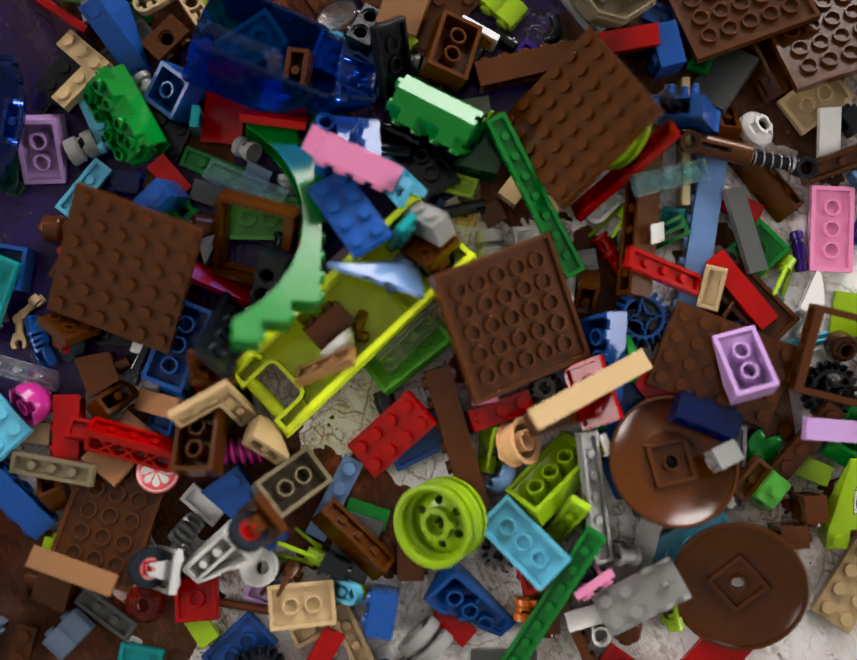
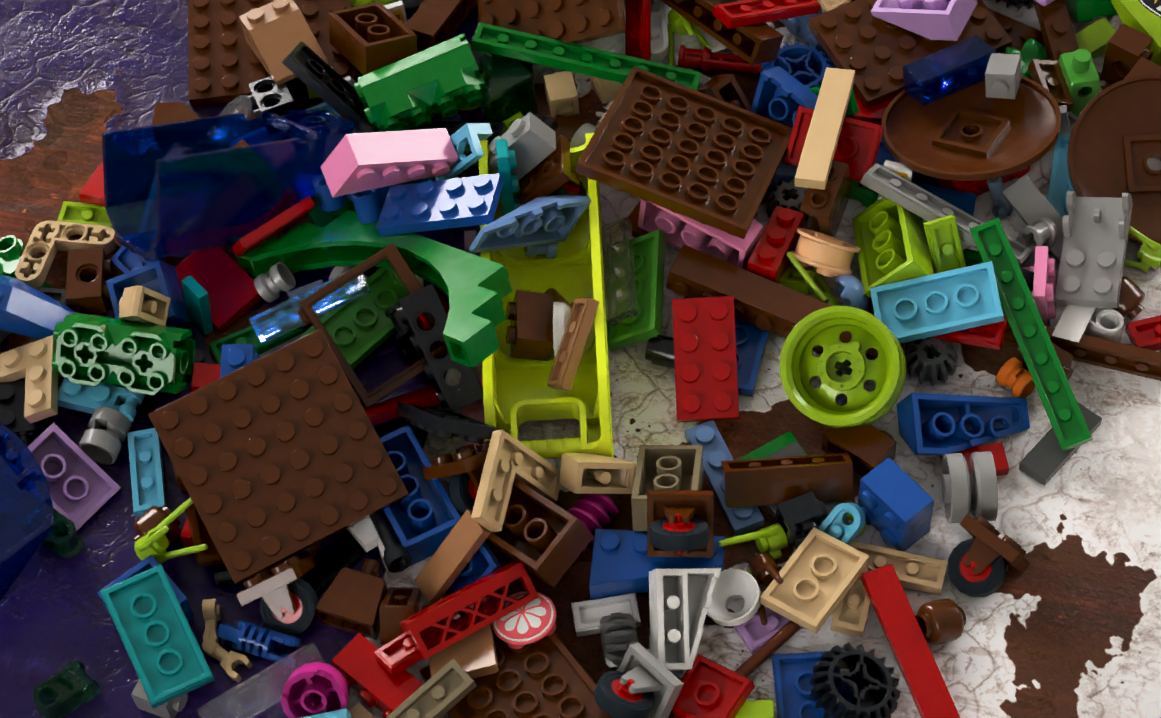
camera: 40 degrees left, 30 degrees down
(36, 243) = (156, 542): none -> lime plant
(154, 102) = (144, 305): none -> tan slope

